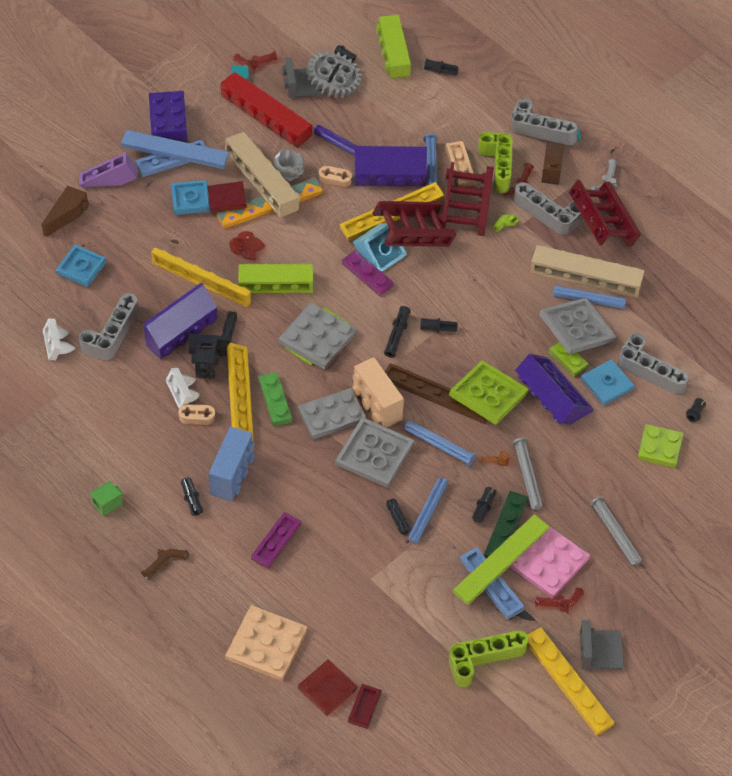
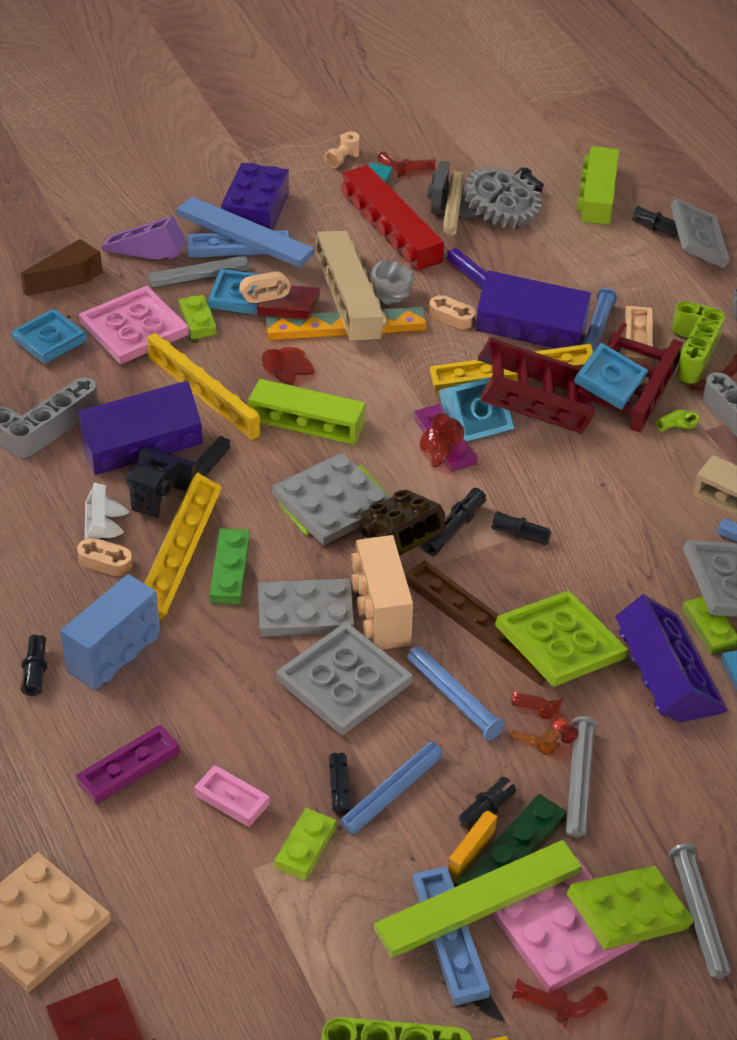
camera: 20 degrees right, 10 degrees down
(132, 241) = (128, 320): none -> bright pink plate
(154, 188) = (196, 271): none -> light grey axle
(170, 223) = (197, 316): none -> lime plate
(210, 55) = (348, 146): none -> light nougat leg
(210, 192) = (265, 287): none -> light nougat beam
(303, 88) = (453, 203): none -> tan axle
(342, 541) = (231, 795): none -> bright pink plate
(368, 276) = (441, 437): none -> clear red plate
(369, 341) = (406, 517): none -> dark brown brick
(394, 556) = (305, 844): none -> lime plate
(457, 204) = (610, 376): none -> dark azure plate
(473, 72) = (699, 233): none -> light grey plate
(485, 531) = (472, 845): none -> light orange tile
(497, 439) = (548, 711): none -> clear red piece
(580, 540) = (629, 907): none -> lime plate

